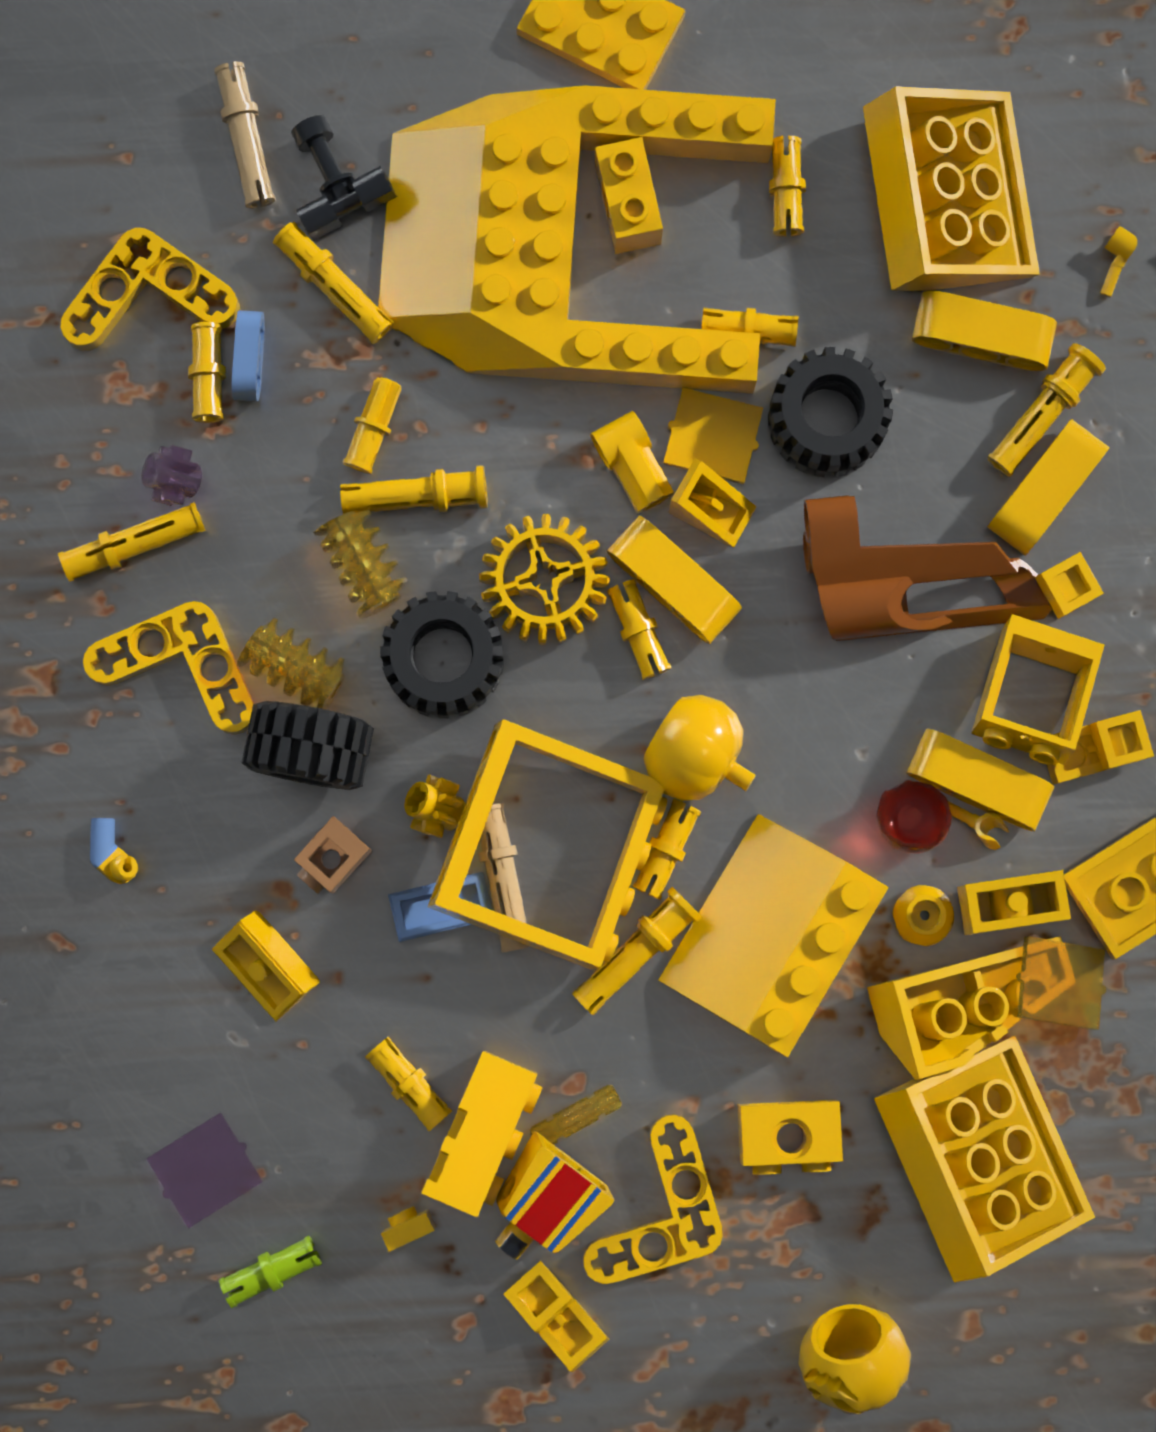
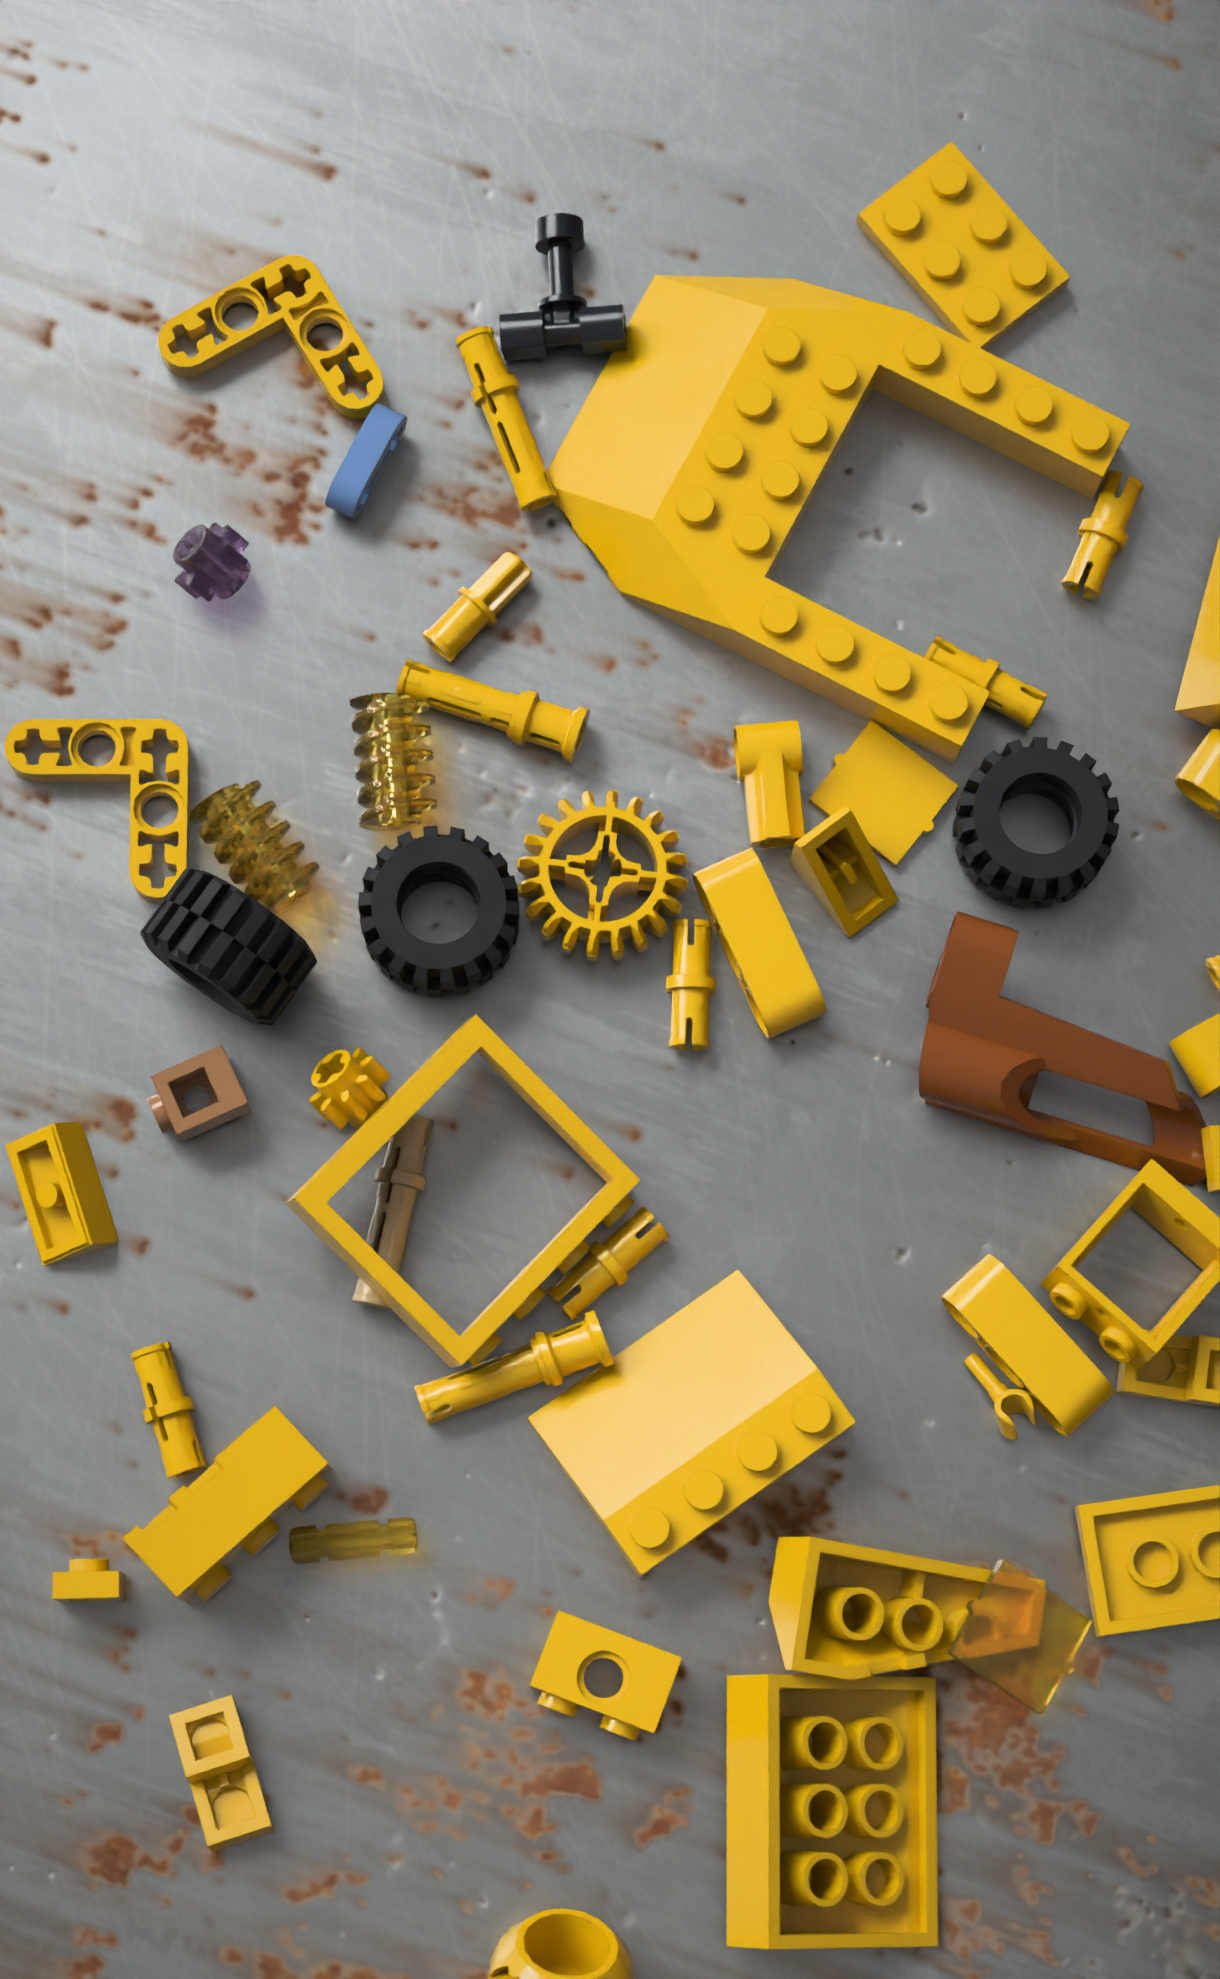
camera: 20 degrees right, 5 degrees down
(130, 542) = (128, 620): yellow pin -> none
(206, 372) = (308, 460): yellow pin -> none
(240, 116) = (482, 179): tan pin -> none
(416, 920) = (269, 1219): medium blue tile -> none
(548, 1199) = (274, 1622): torso -> none
(628, 195) = (904, 465): yellow brick -> none
(671, 1228) = (410, 1728): yellow beam -> none
(697, 749) = (696, 1156): yellow piece -> none
(908, 919) = (868, 1492): yellow plate -> none
(913, 817) = (925, 1354): clear red hair -> none
(1013, 902) = (1002, 1510): yellow brick -> none

